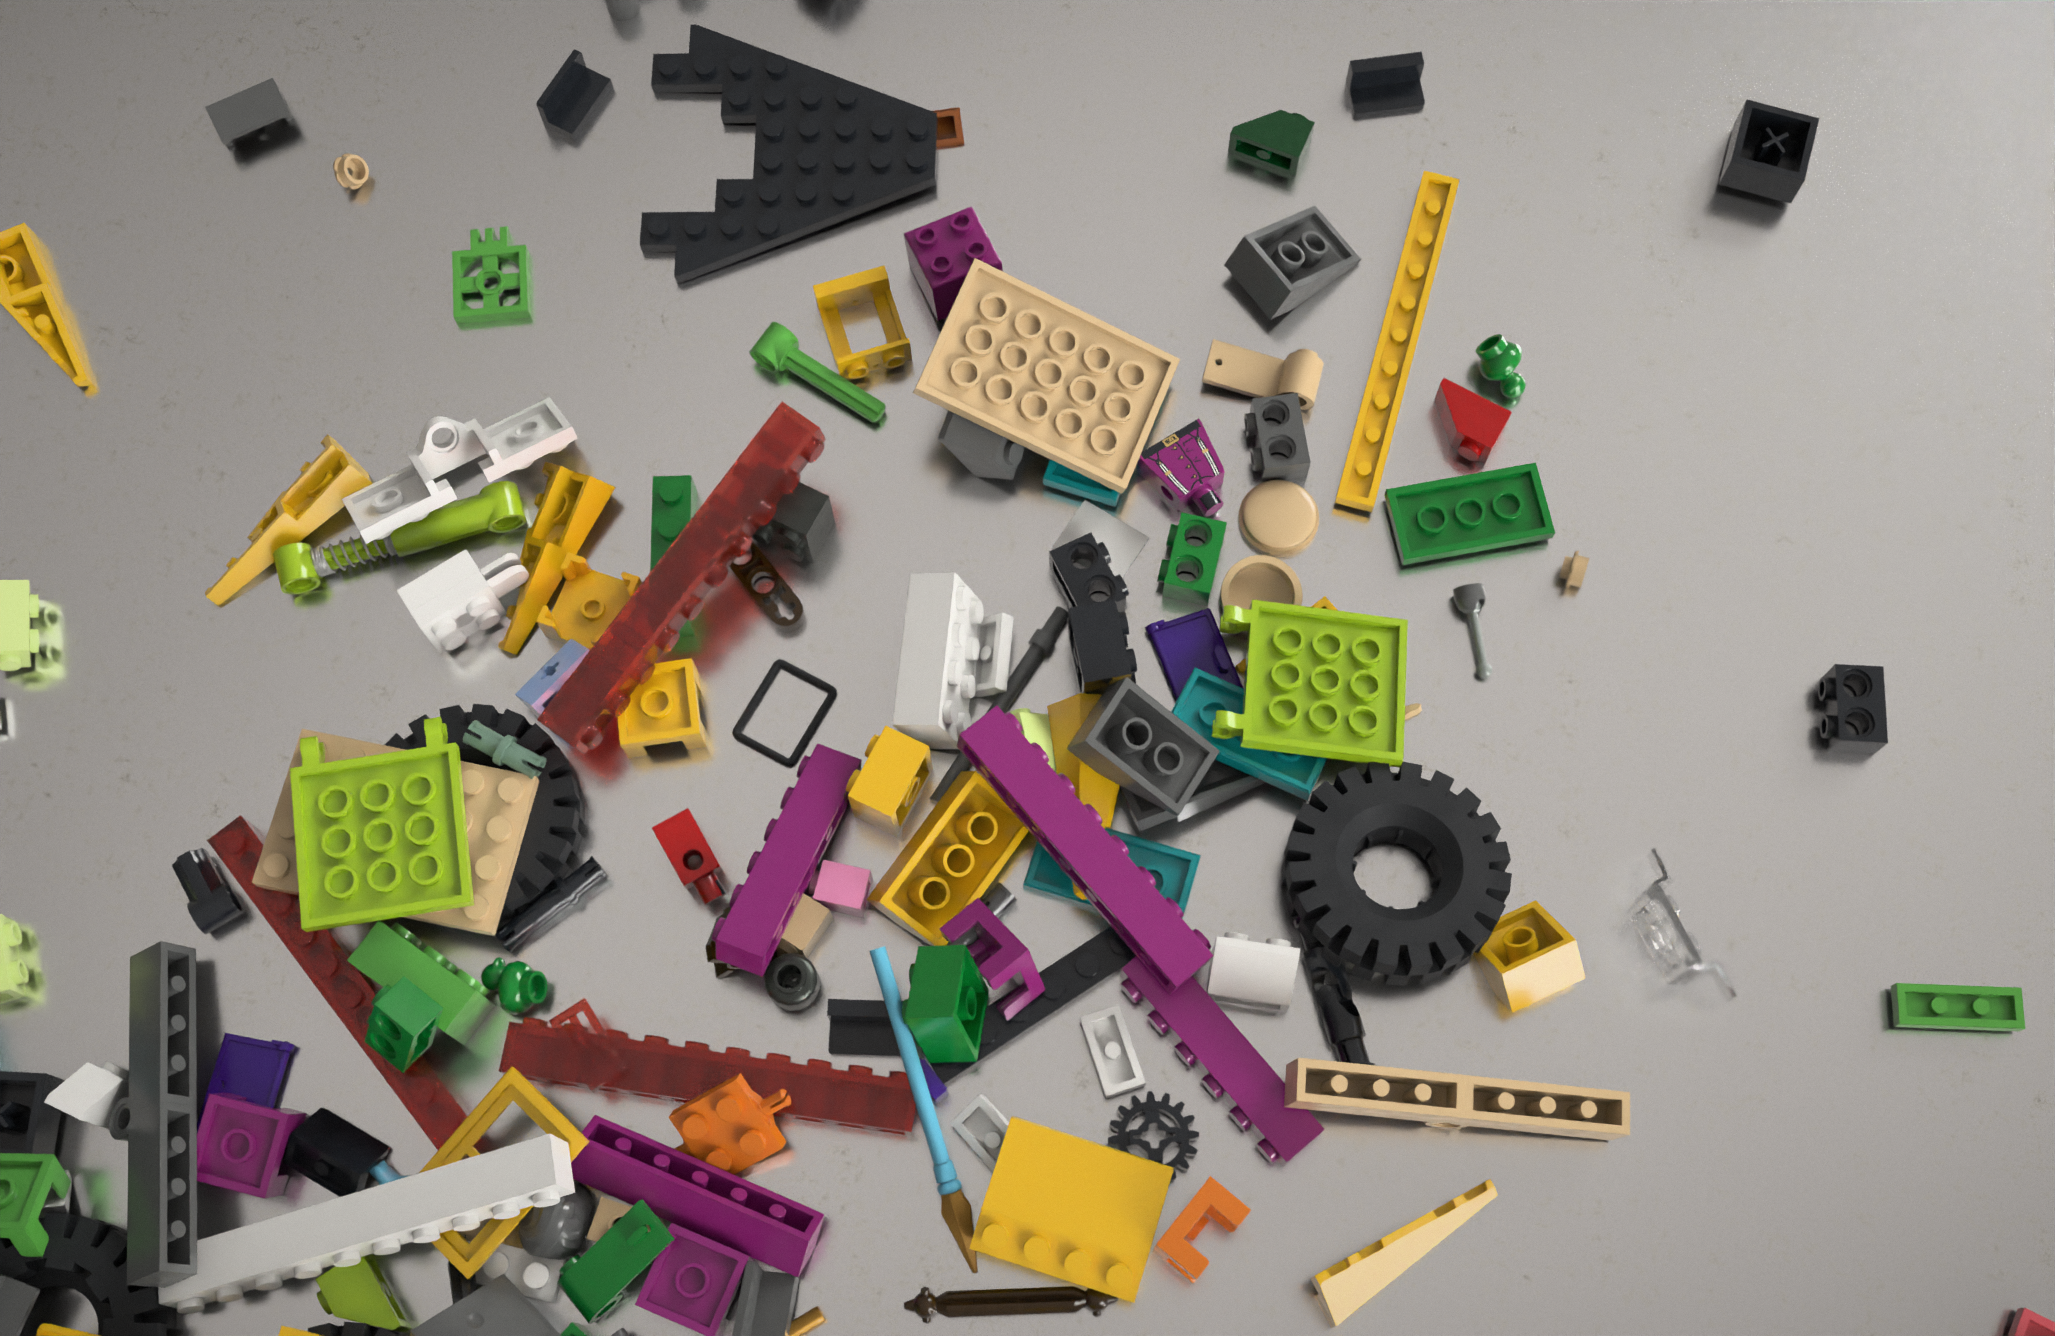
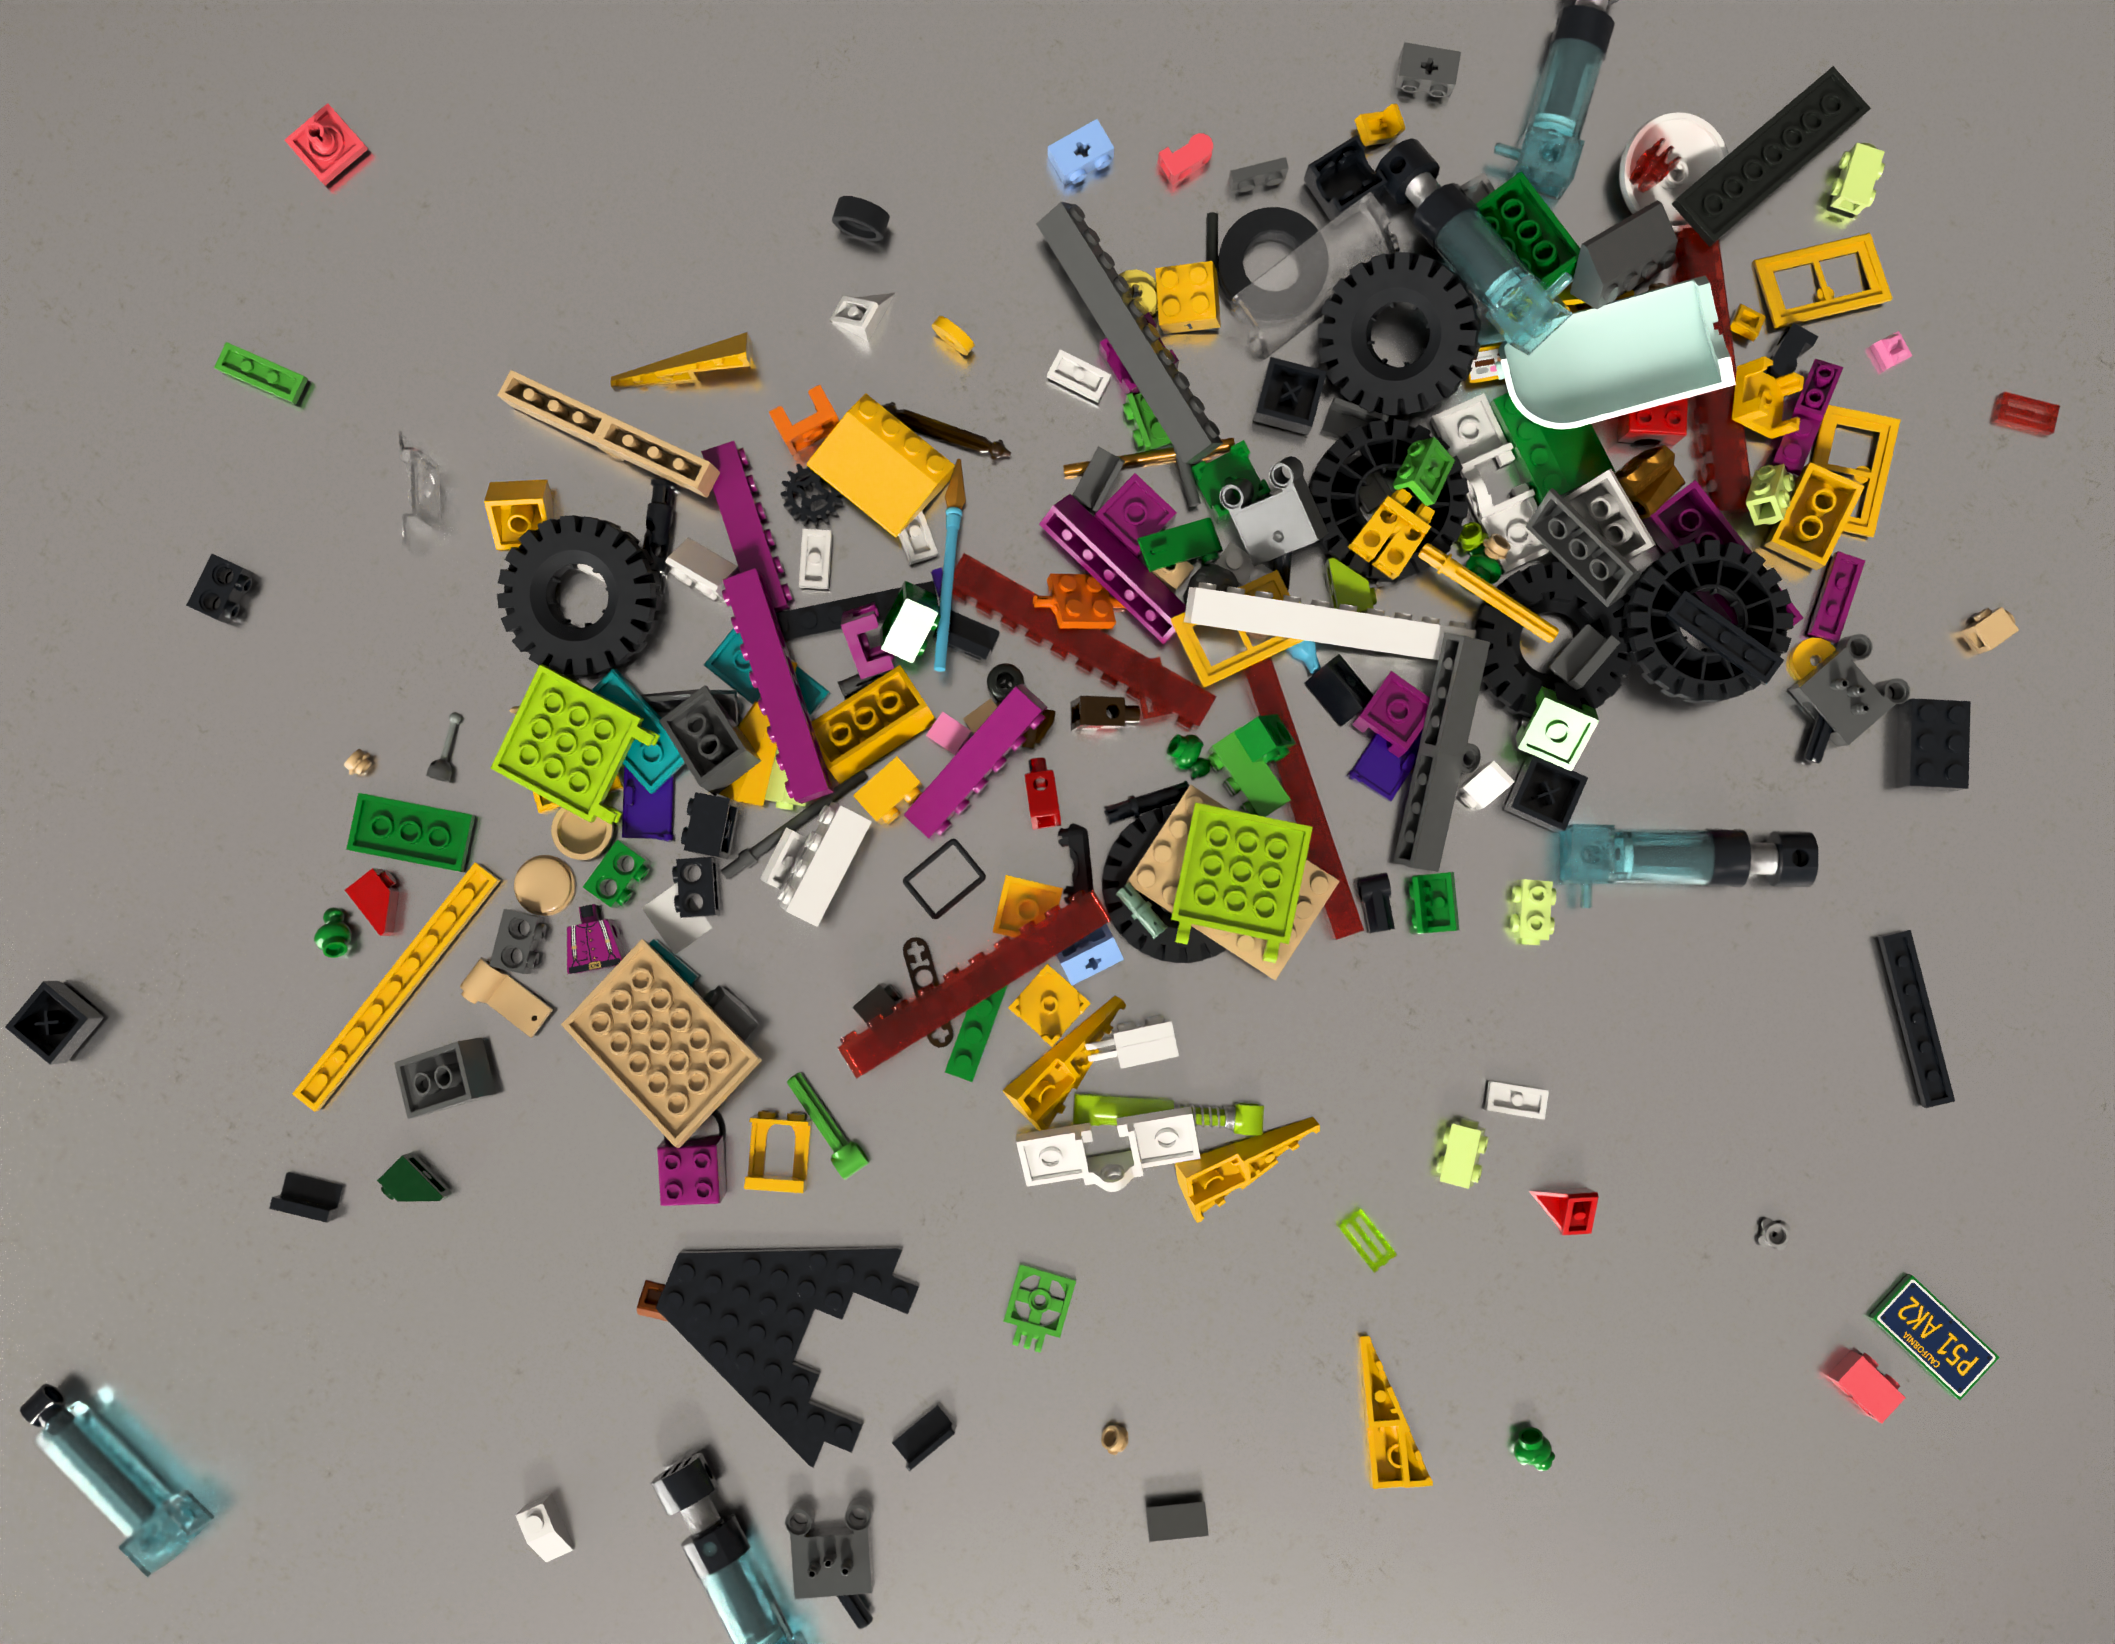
camera: 160 degrees left, 15 degrees up
(86, 474) = (1382, 1259): none -> clear neon green tile
(126, 917) = (1434, 903): none -> green bracket
(627, 821) = (1077, 839): none -> black piece
(649, 989) = (1089, 713): none -> dark brown torso

